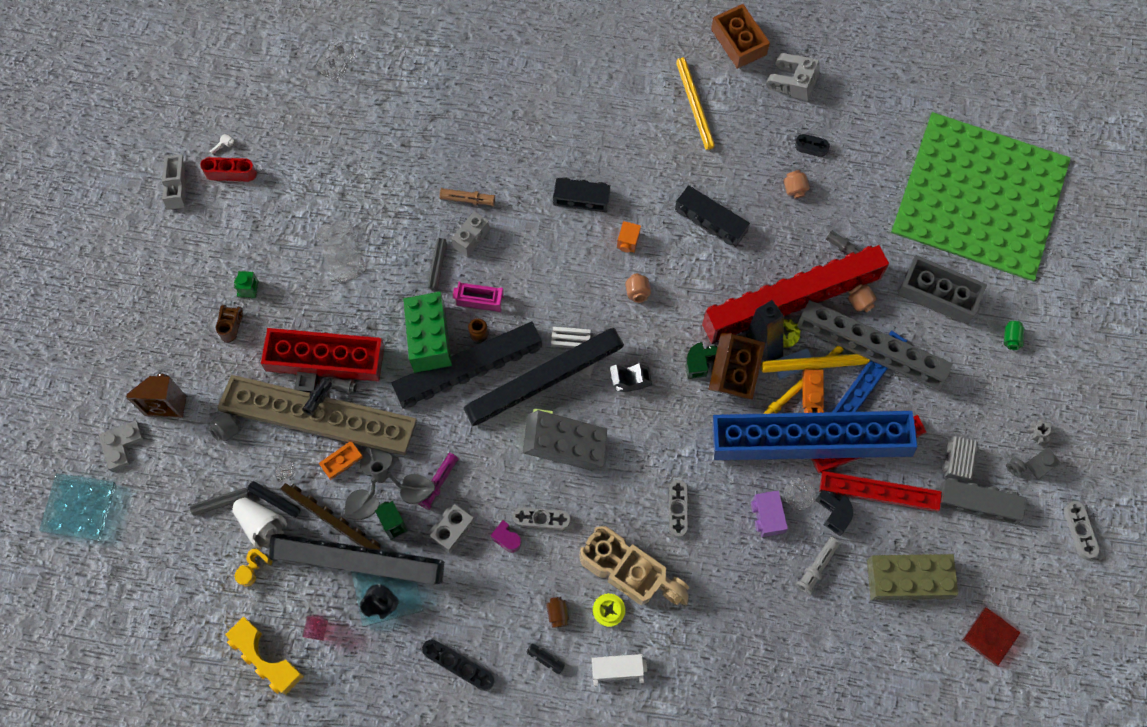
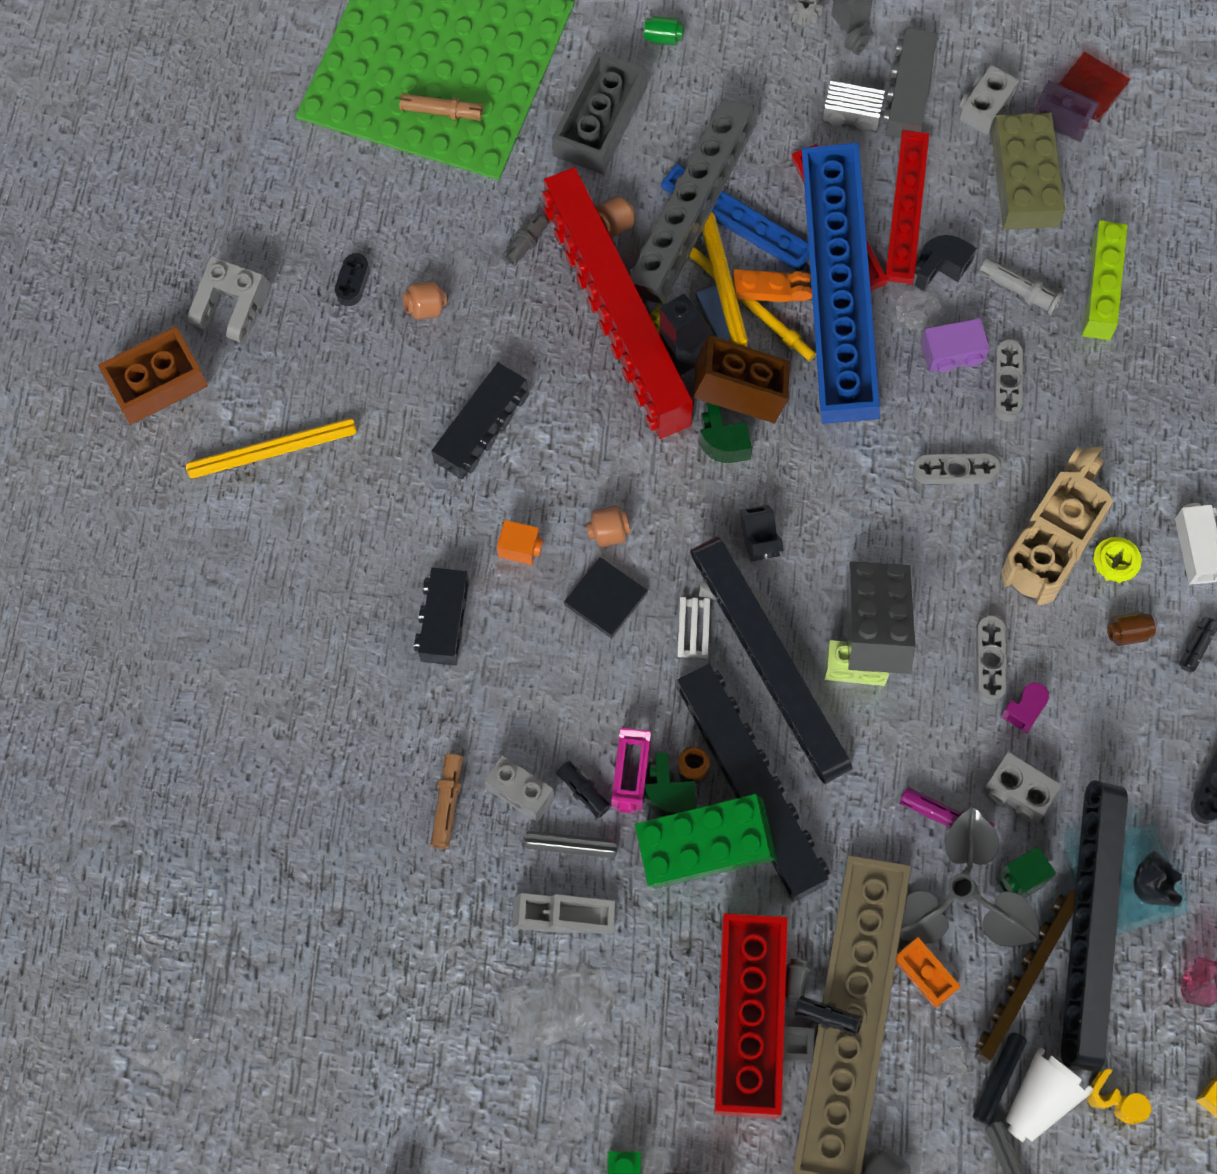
camera: 90 degrees left, 0 degrees up
(394, 257) = (563, 914): none -> light grey slope
(461, 314) = (668, 797): none -> dark green brick
(470, 270) = (583, 789): none -> black pin
(592, 287) = (605, 597): none -> black tile
(759, 556) = (1015, 370): none -> light grey beam
(812, 620) = (1106, 281): none -> lime arch
(939, 199) = (444, 107): none -> medium nougat pin
(963, 608) = (1070, 111): none -> clear purple brick
(969, 560) = (991, 101): none -> light grey brick

